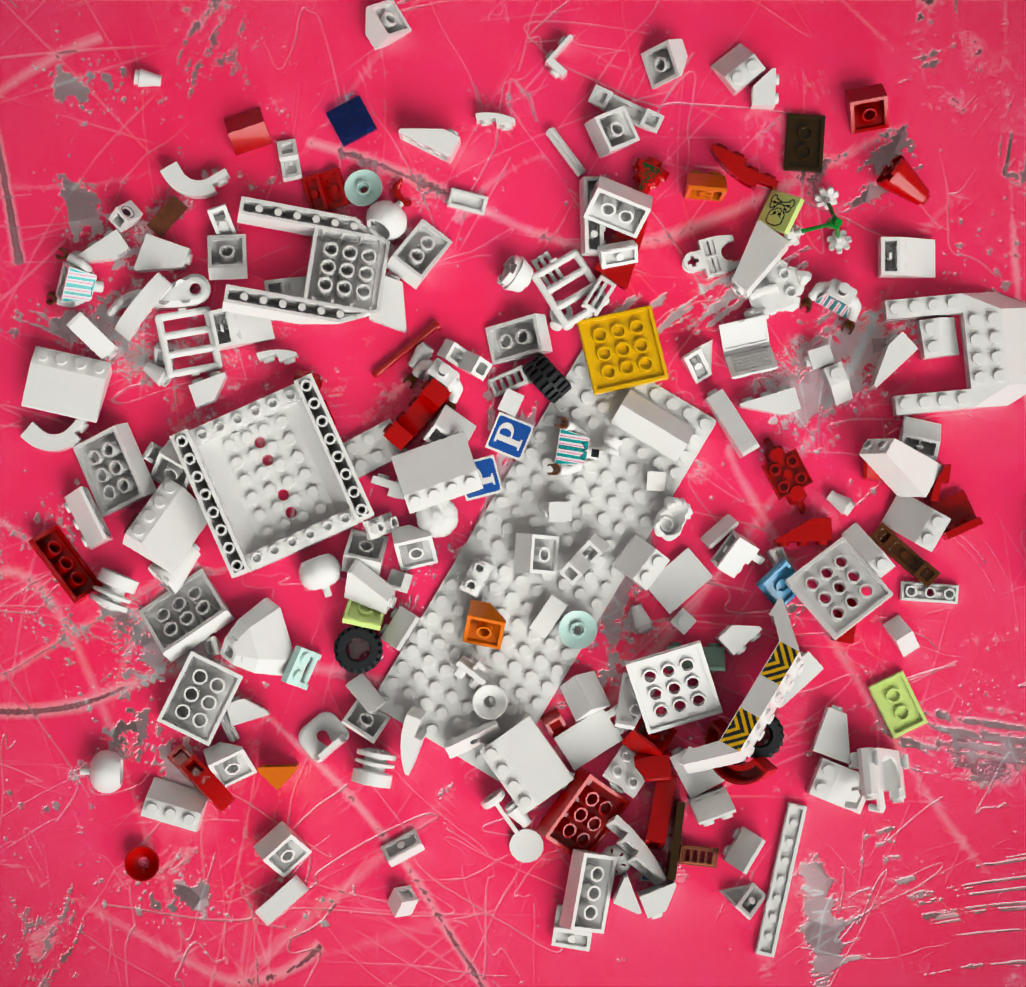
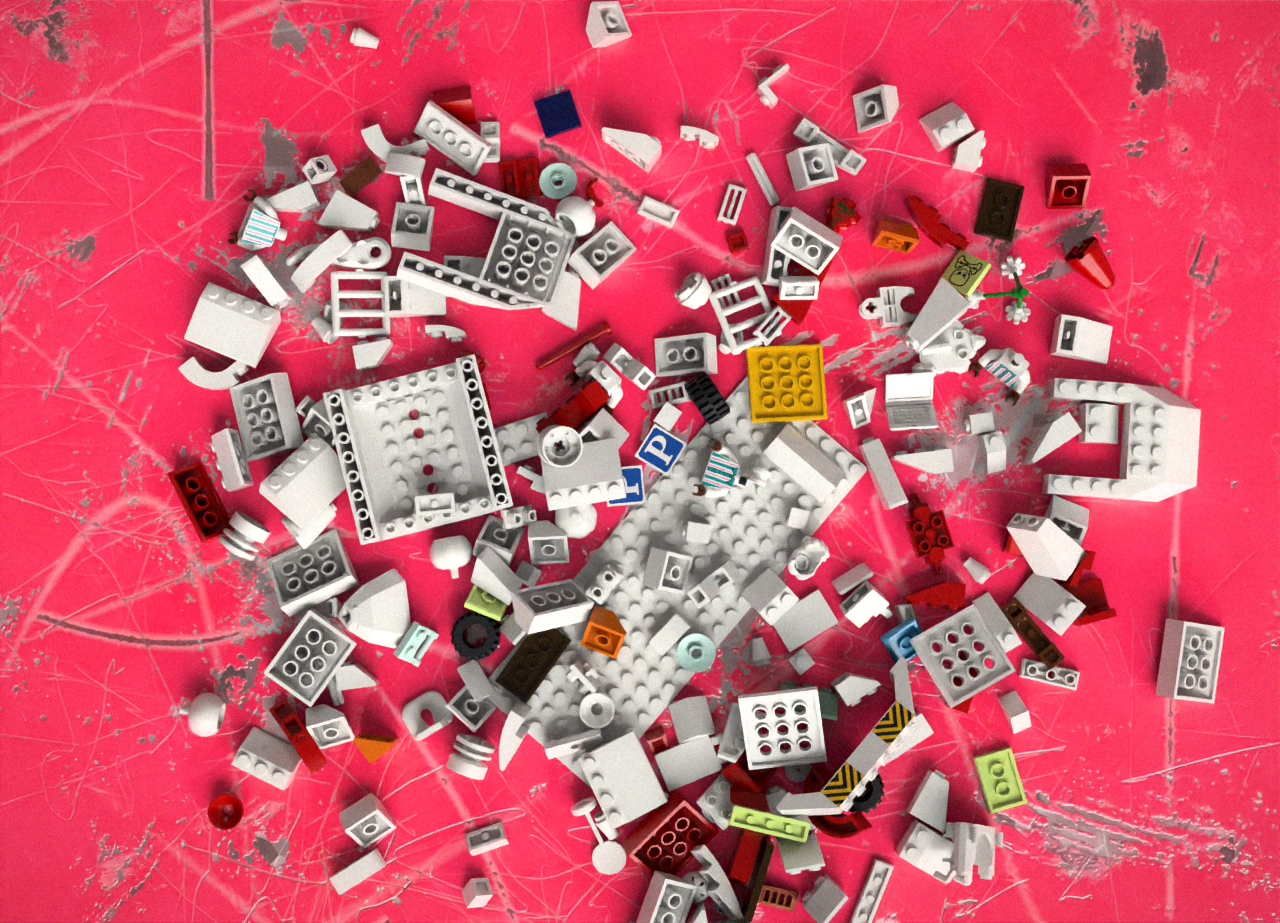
camera: 10 degrees right, 0 degrees up
(210, 198) = (405, 165): none -> white slope
(251, 163) = (452, 138): none -> white tile
(297, 526) = (435, 503): none -> white panel
(419, 664) = (532, 662): none -> dark brown tile
(420, 445) = (570, 448): none -> white wheel
(427, 606) = (550, 606): none -> white slope
(536, 197) = (727, 219): none -> white tile
(550, 218) = (737, 242): none -> red tile
(676, 781) = (769, 823): none -> yellowish green fence
(696, 729) = (797, 772): none -> white piece

